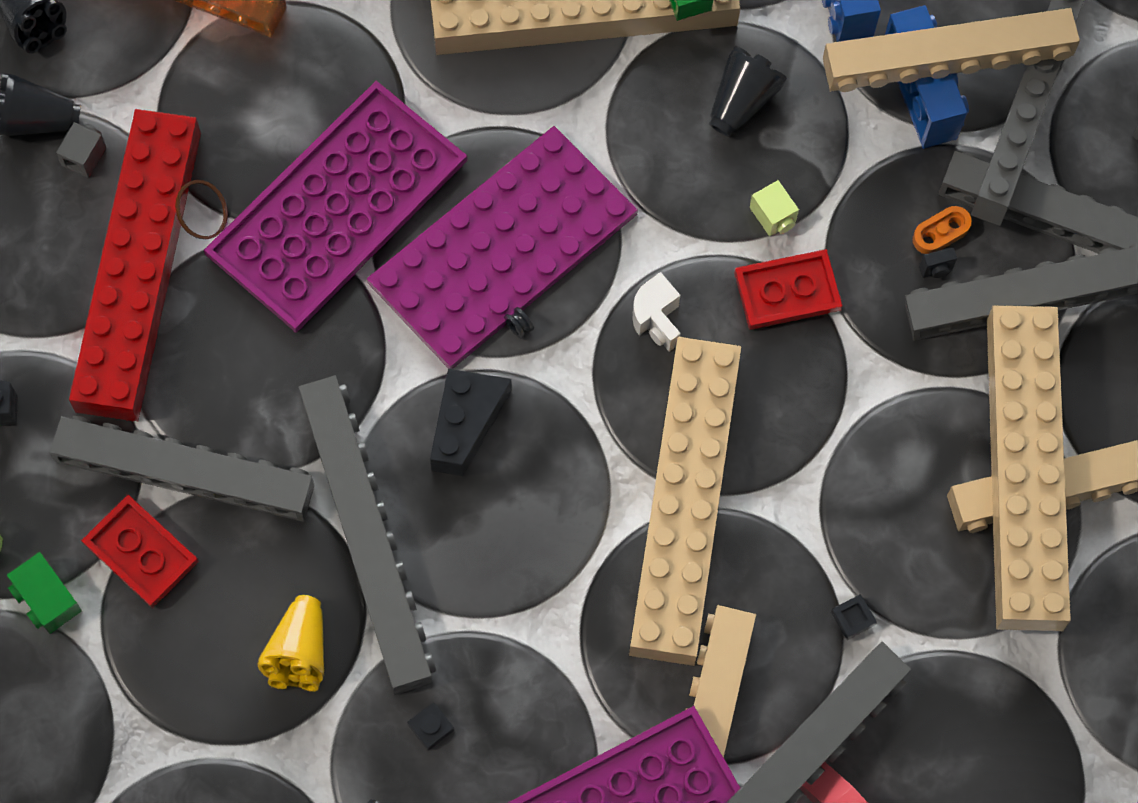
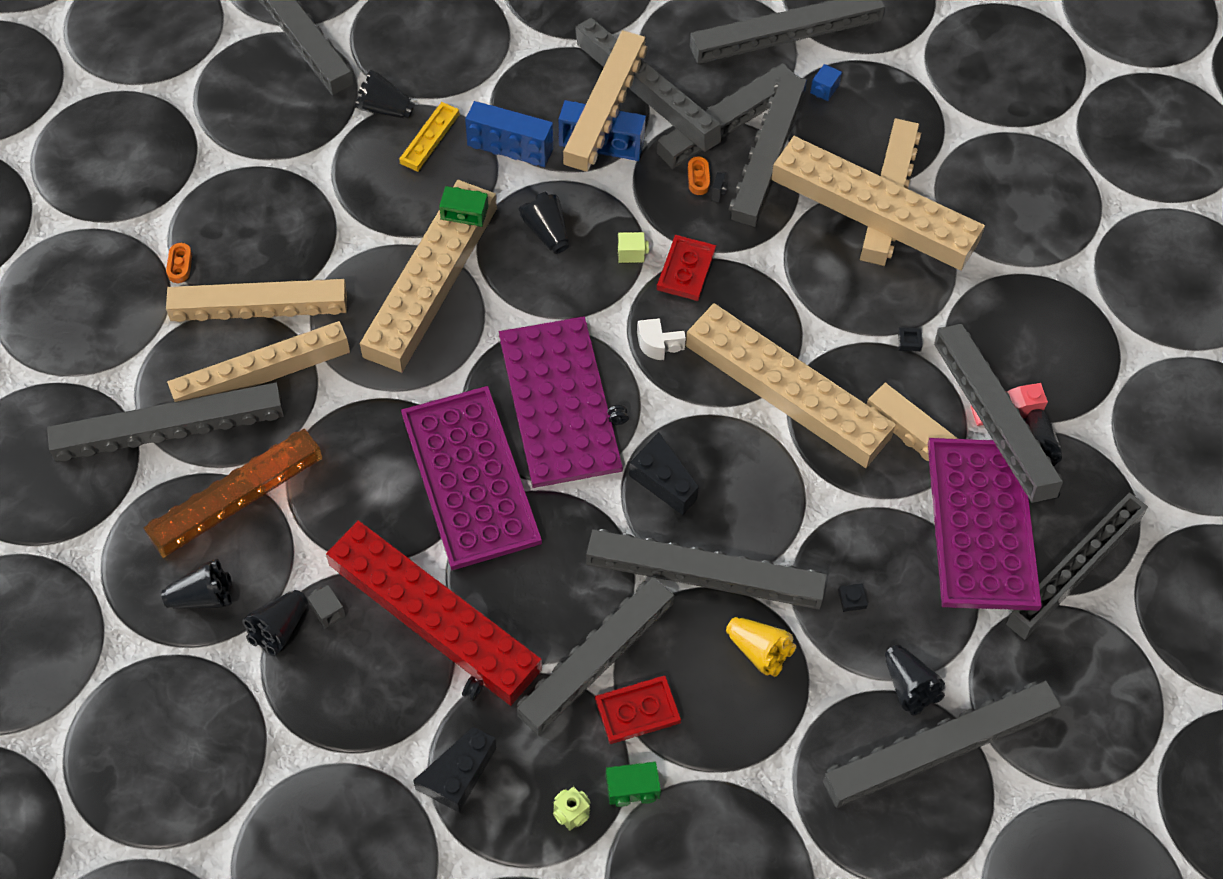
camera: 60 degrees left, 10 degrees down
(66, 358) = (472, 688): none -> black bush
(177, 206) = (416, 562): reddish brown piece -> none

